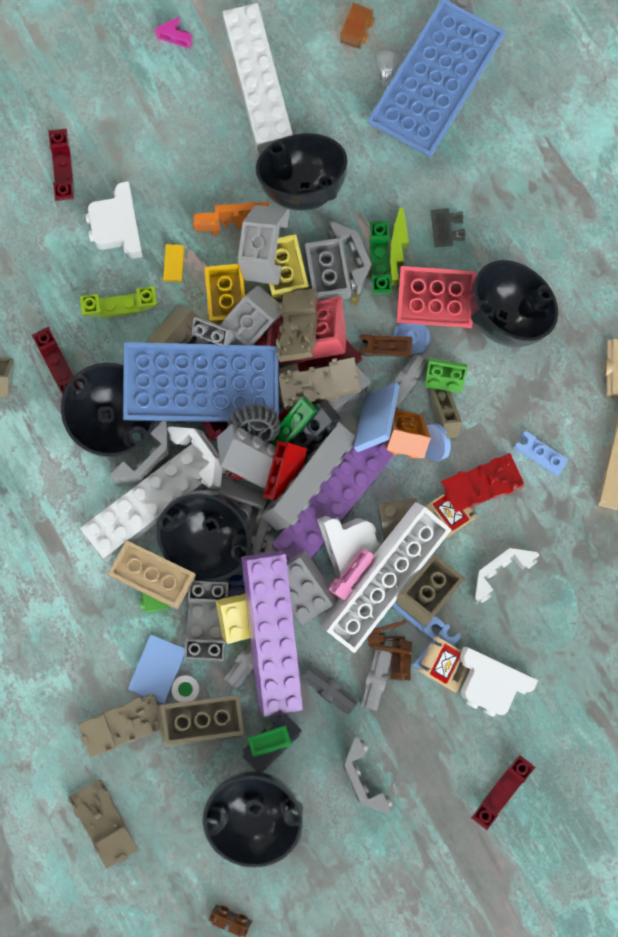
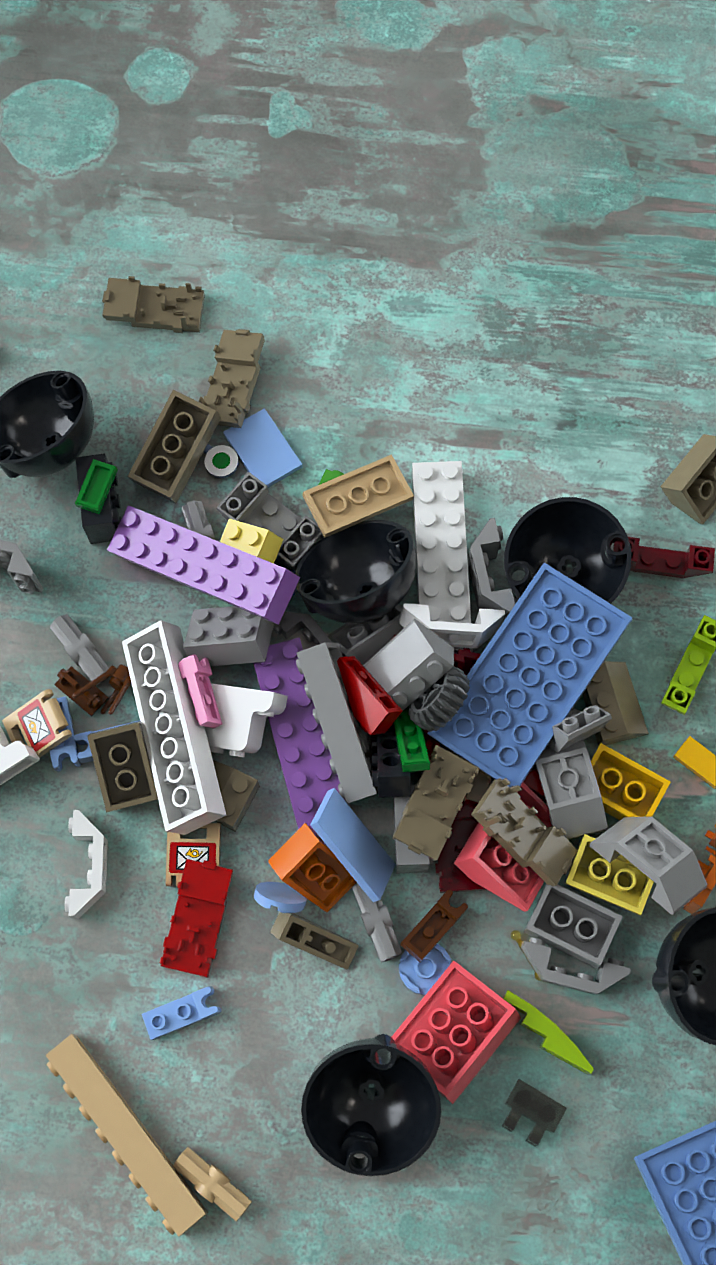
camera: 130 degrees right, 5 degrees down
(329, 690) = (108, 596): dark grey piece -> none
(380, 257) = (555, 1006): green slope -> none
(445, 375) = (350, 968): bright green slope -> none

